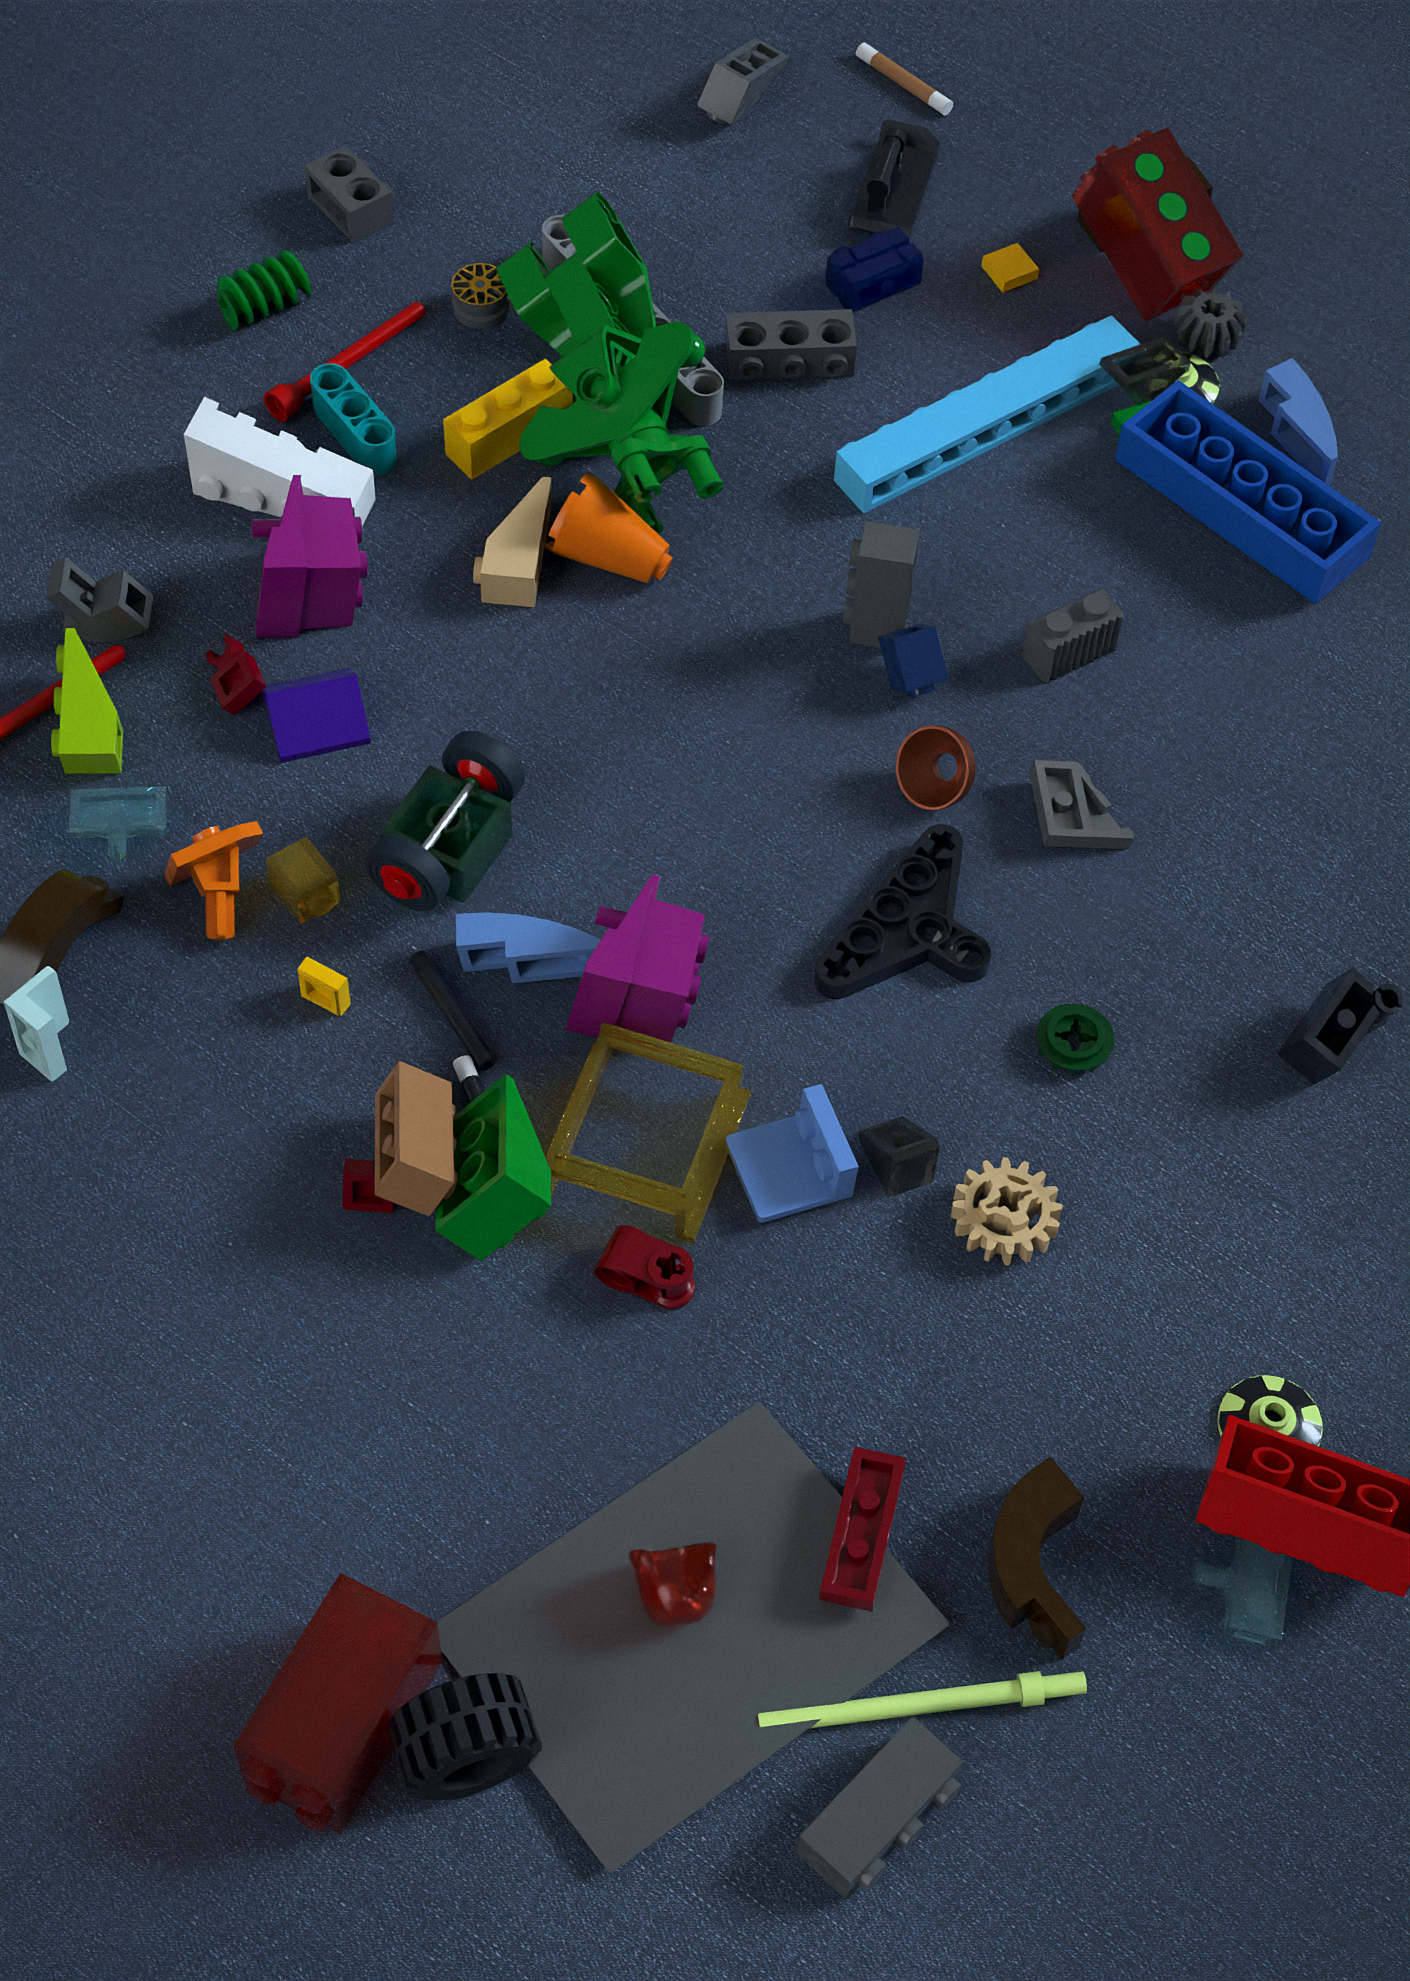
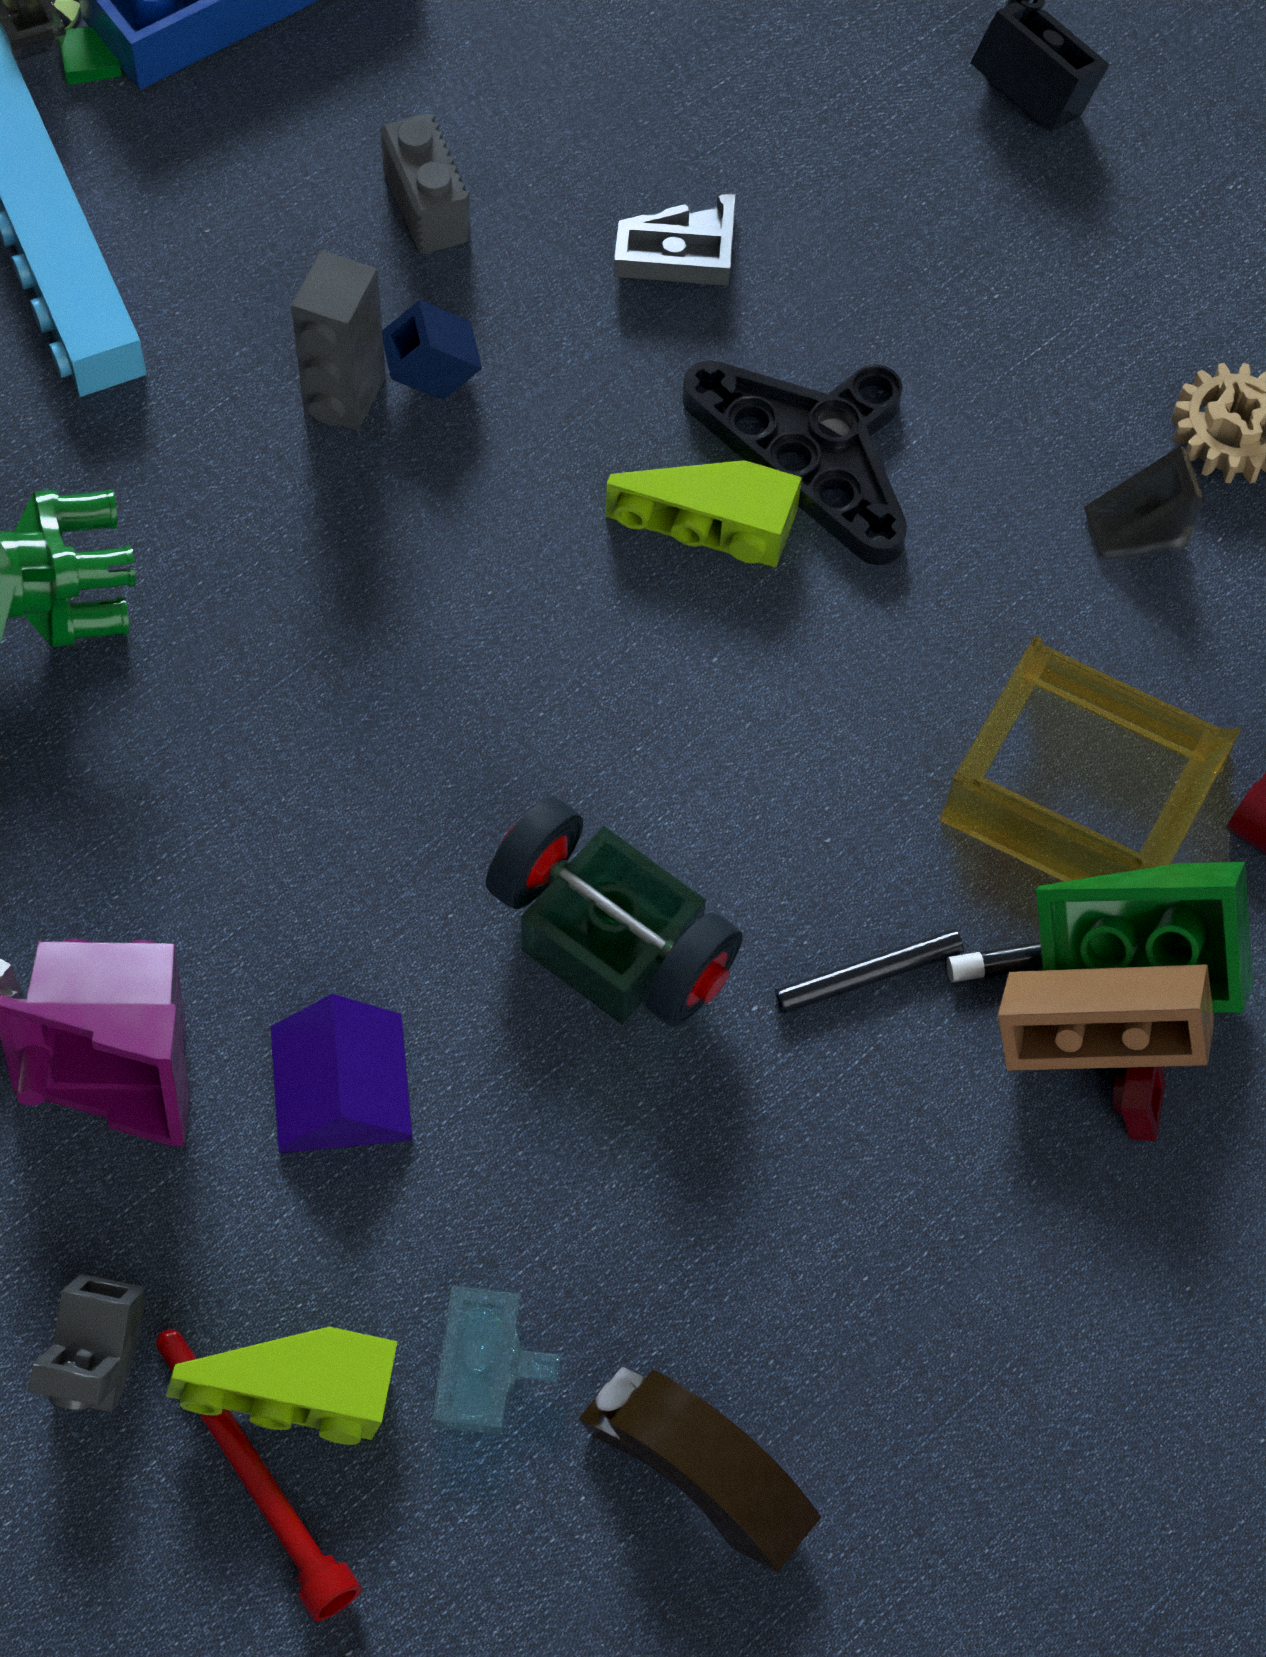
camera: 80 degrees left, 5 degrees up
(35, 1018) = (860, 1498): light aqua panel -> none
(215, 871) = (615, 1230): orange piece -> none
(237, 676) = (270, 1170): dark red plate -> none
(303, 880) = (647, 1120): clear yellow brick -> none
(324, 986) = (825, 1115): yellow tile -> none
(515, 551) = (134, 779): tan slope -> none
(524, 944) = (804, 861): medium blue slope -> none
(608, 534) = (130, 660): orange cone -> none
(642, 969) = (875, 721): magenta piece -> none
(795, 1160) = (1148, 613): medium blue bracket -> none
(829, 861) = (714, 505): none -> lime slope
(919, 772) = (631, 364): copper piece -> none
(1093, 1031) = (988, 296): dark green gear -> none

